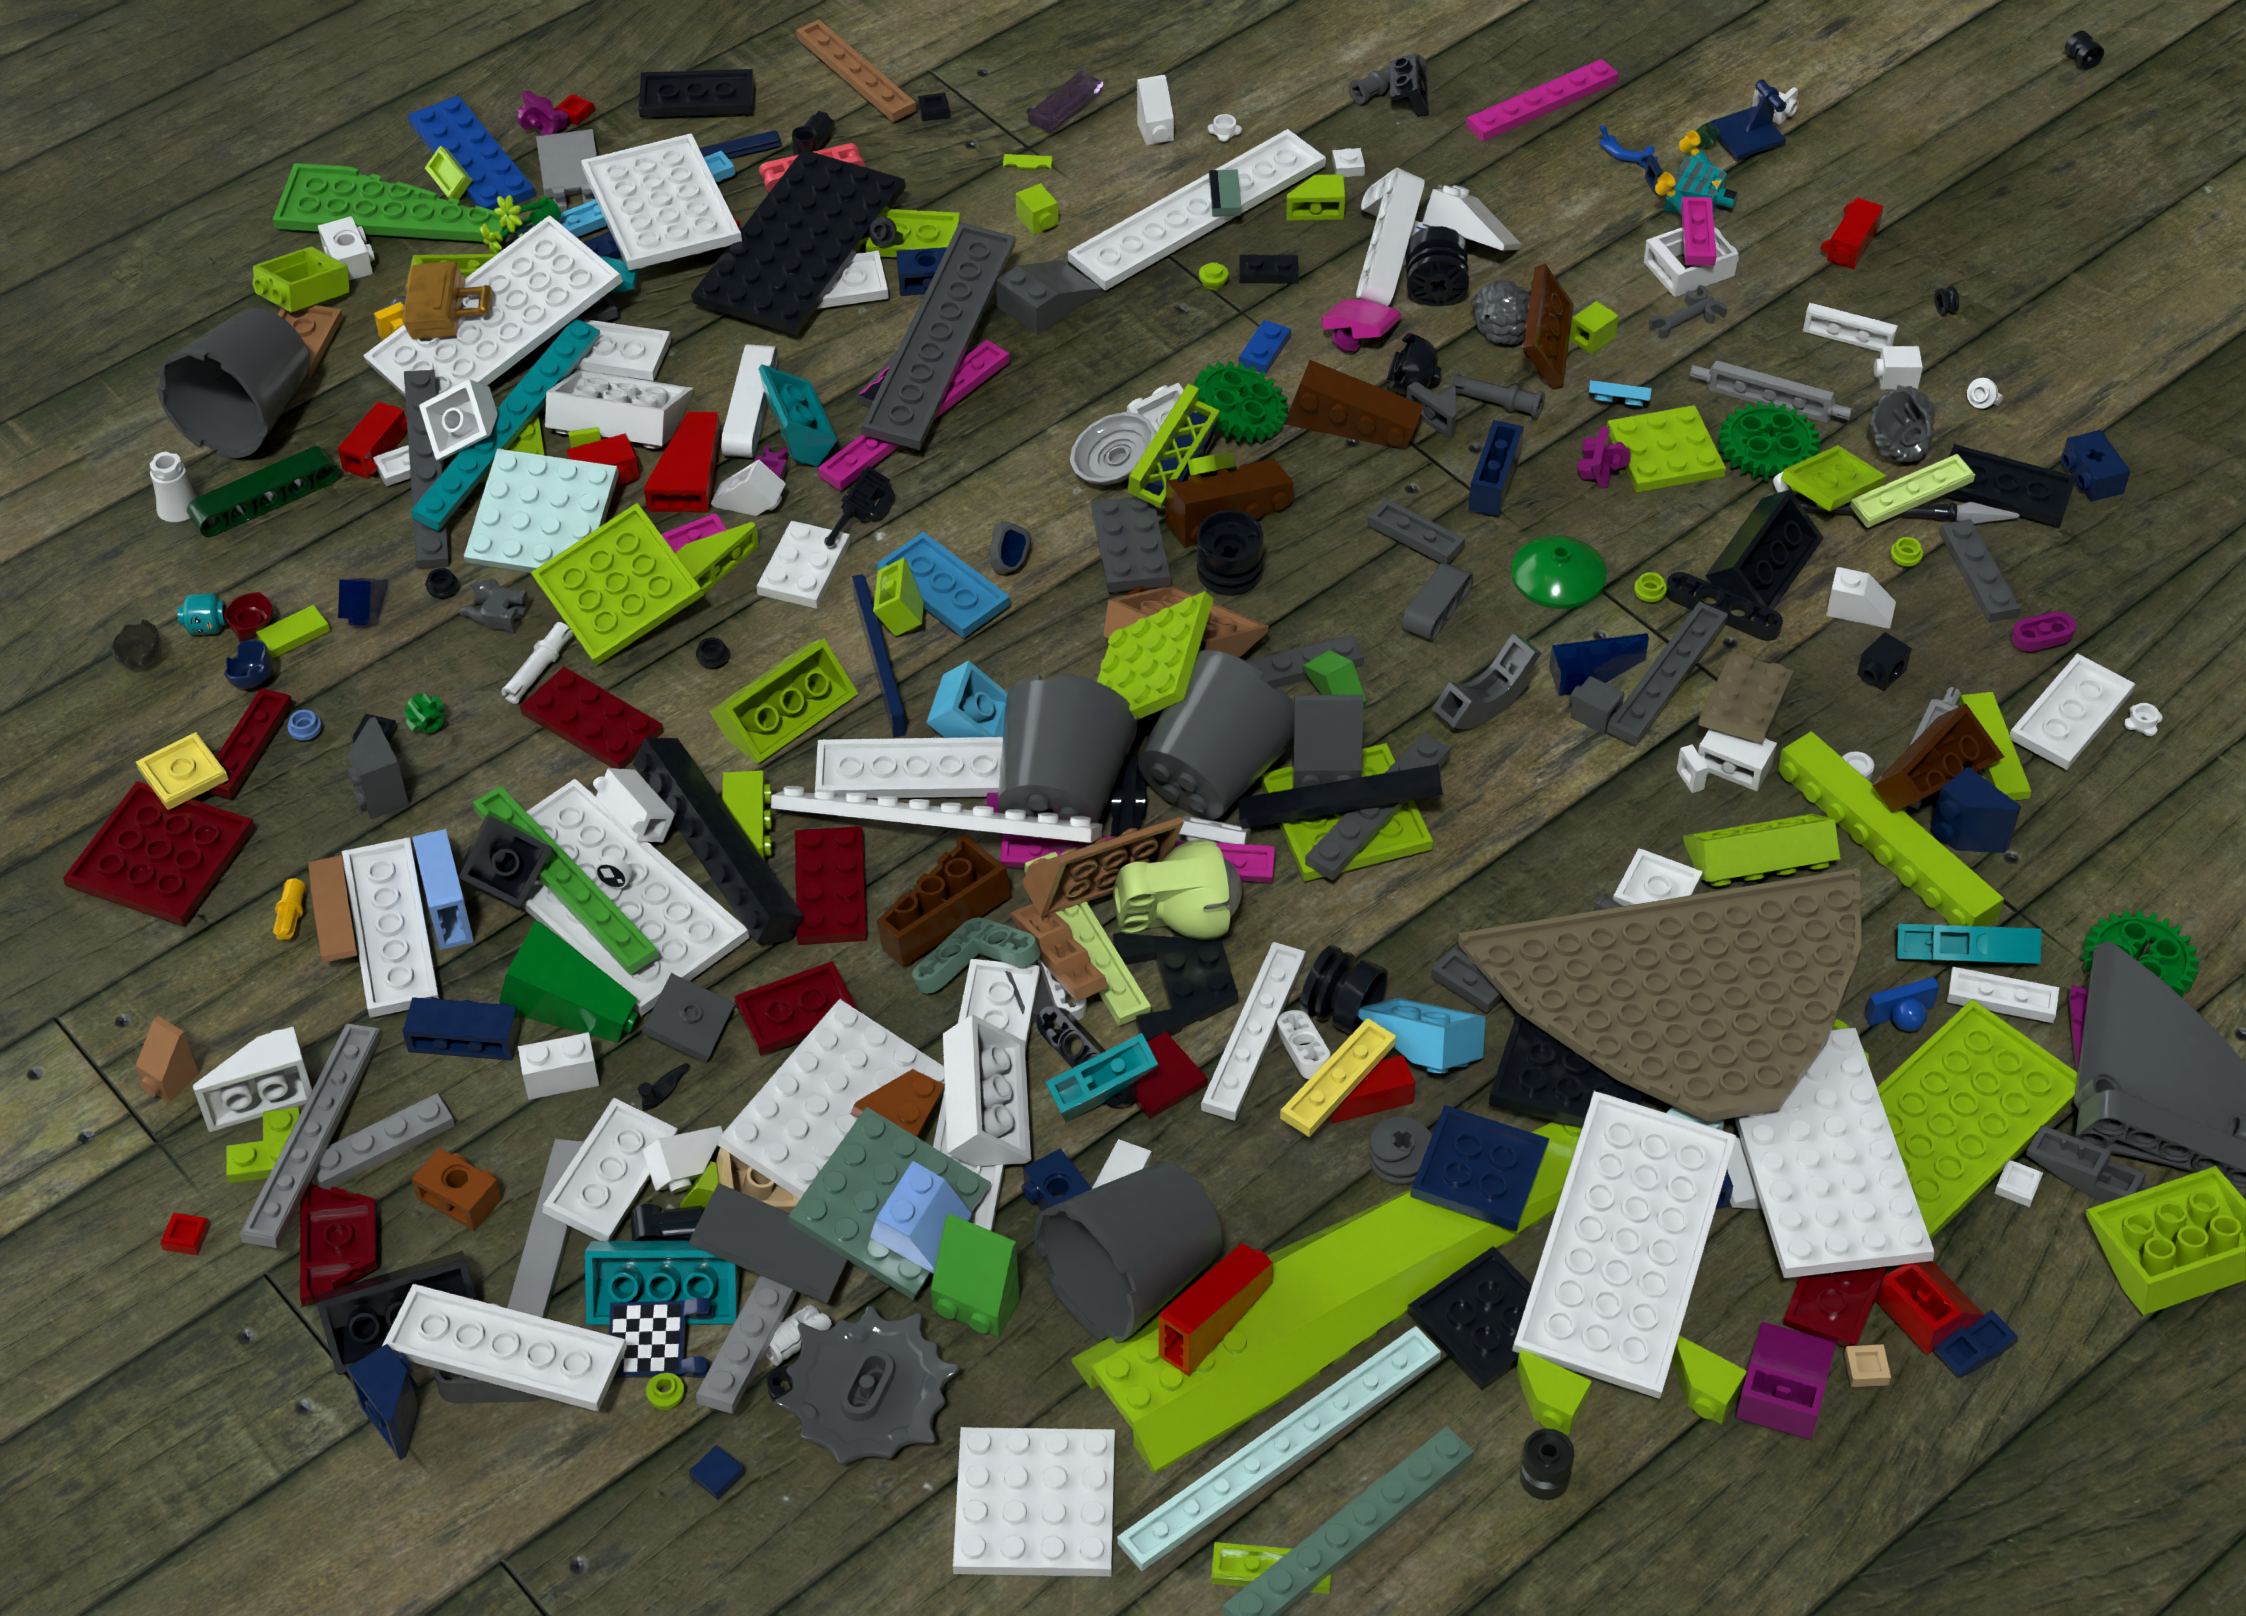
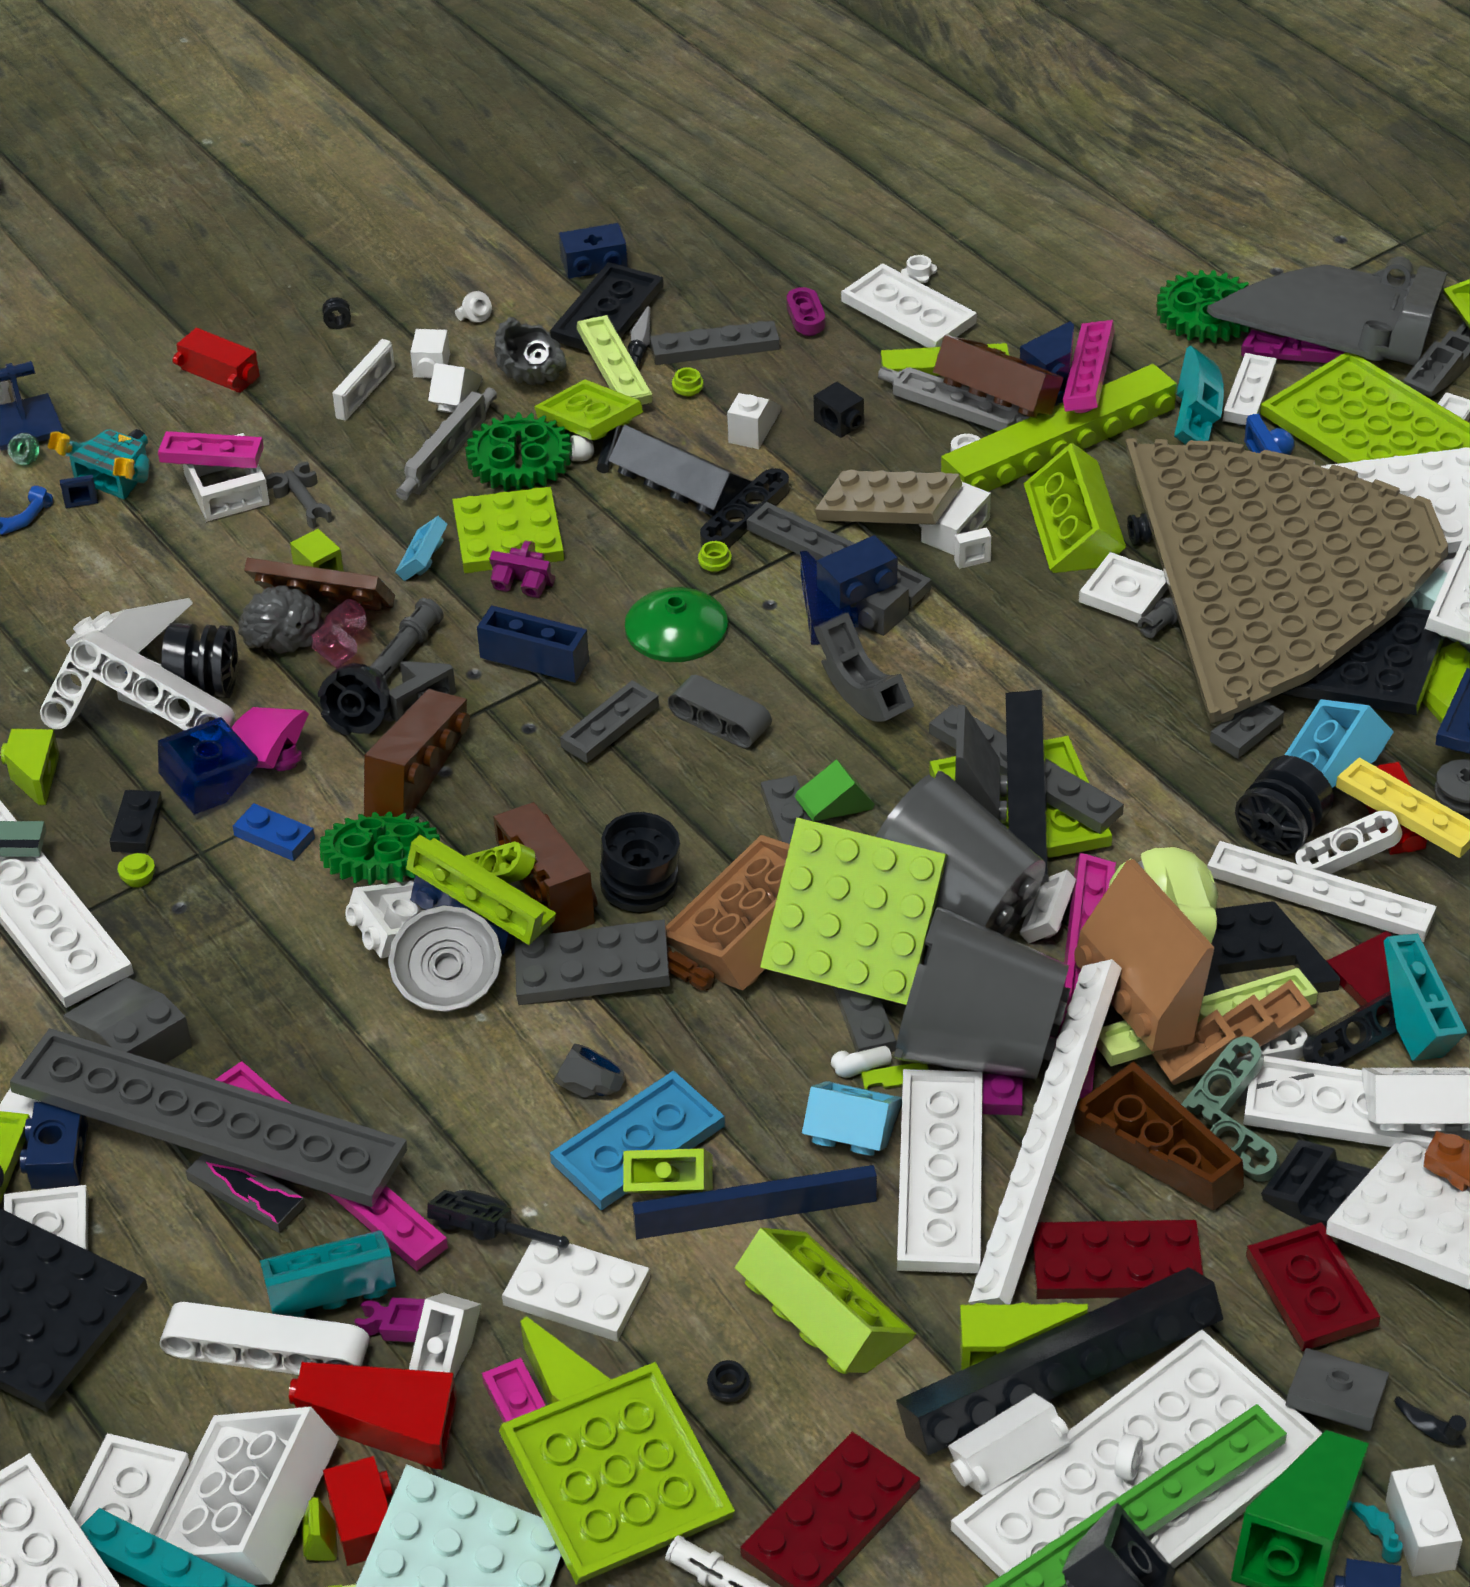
camera: 85 degrees left, 5 degrees down
(912, 1014) = (1312, 1183): none -> black slope
(1317, 285) = (205, 764): none -> clear blue slope
(1508, 353) = (336, 635): none -> clear pink leg
(1607, 664) = (857, 572): none -> dark blue brick
(1852, 385) = (451, 386): none -> white slope
(1985, 843) = (1089, 366): none -> dark pink plate

